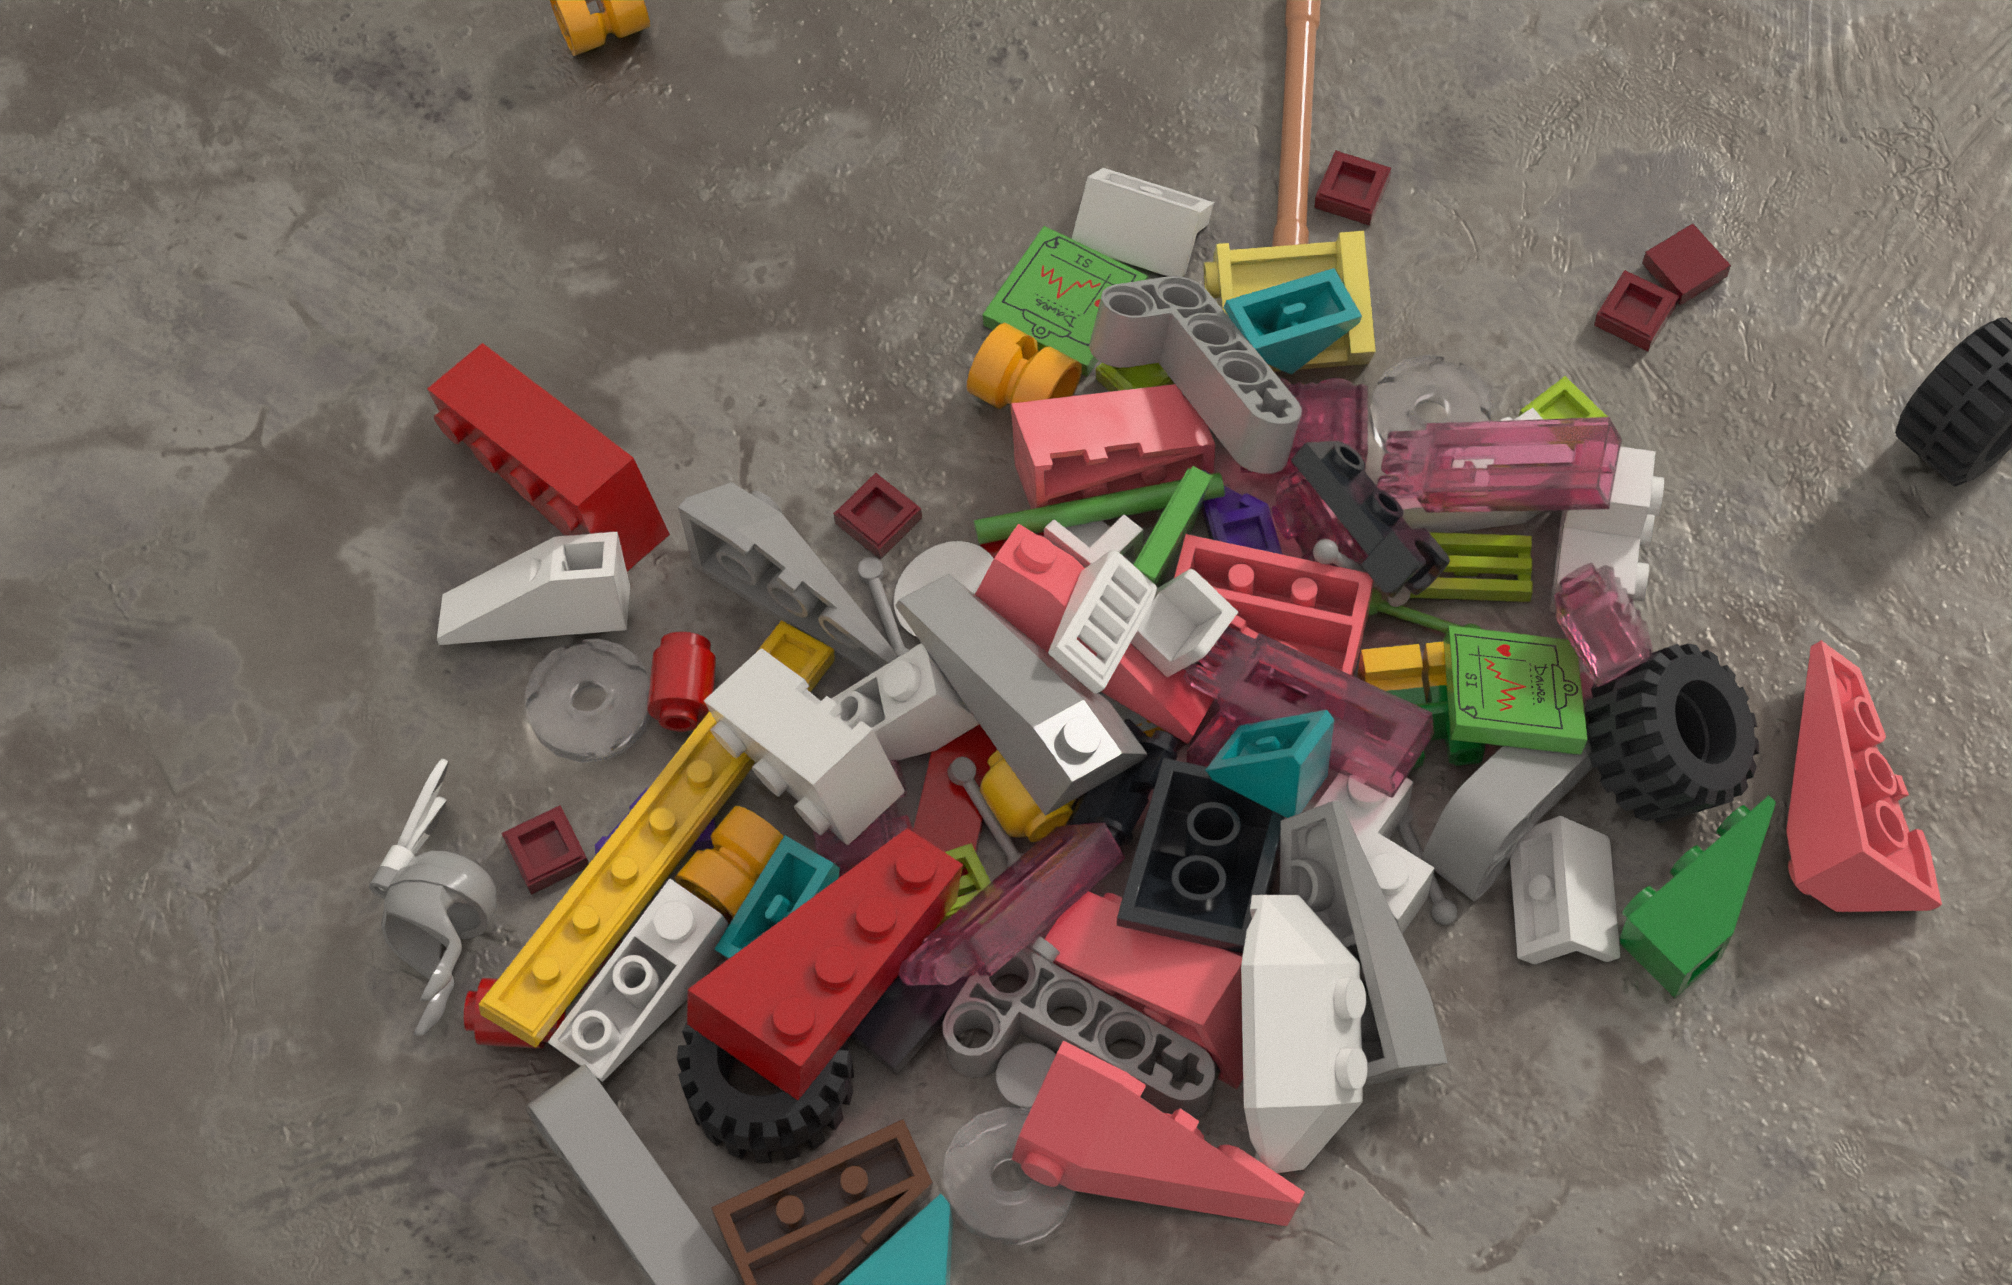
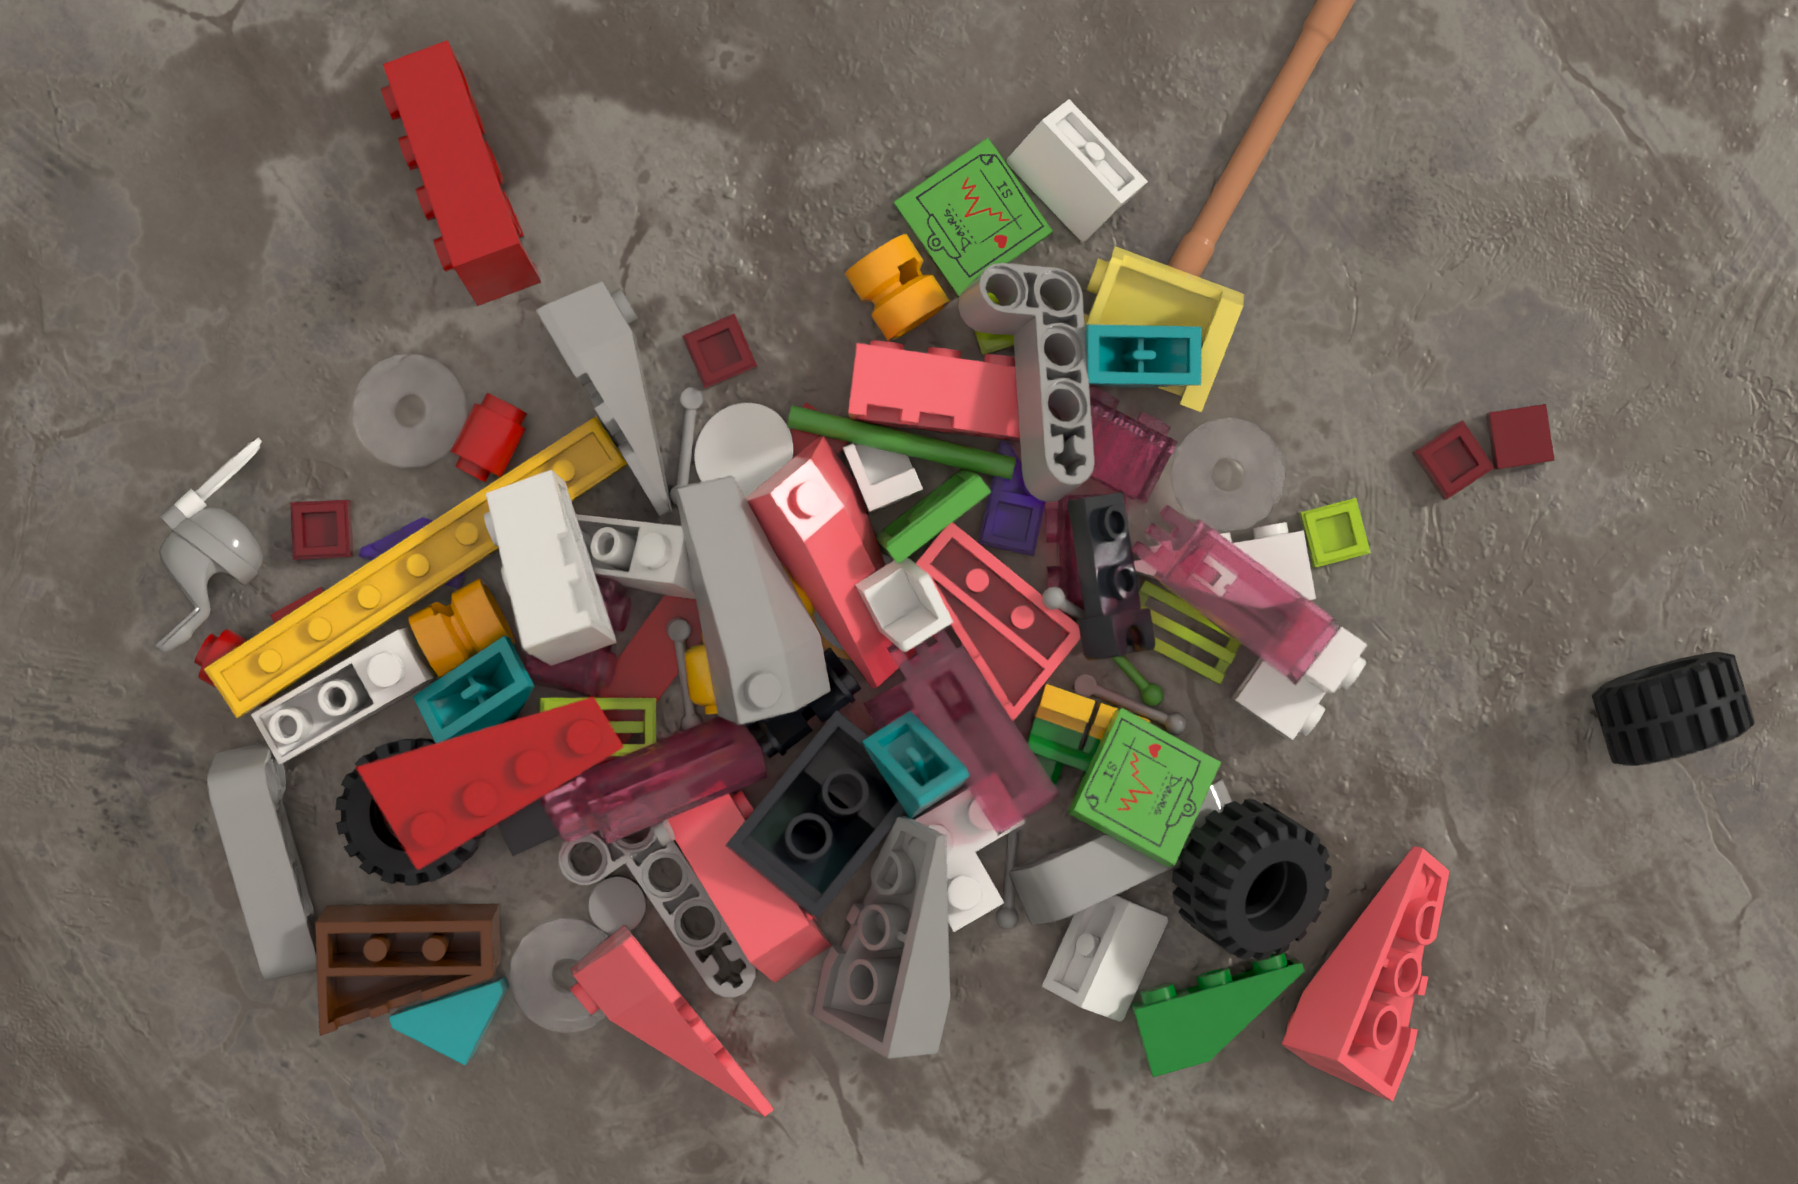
camera: 15 degrees right, 25 degrees up
(548, 591) = (402, 304): white slope -> none
(1105, 615) = (866, 567): white slope -> none
(1298, 1032) = (828, 985): white wedge -> none
(1352, 187) = (1276, 221): dark red tile -> none
(1602, 622) = (1244, 767): clear pink brick -> none

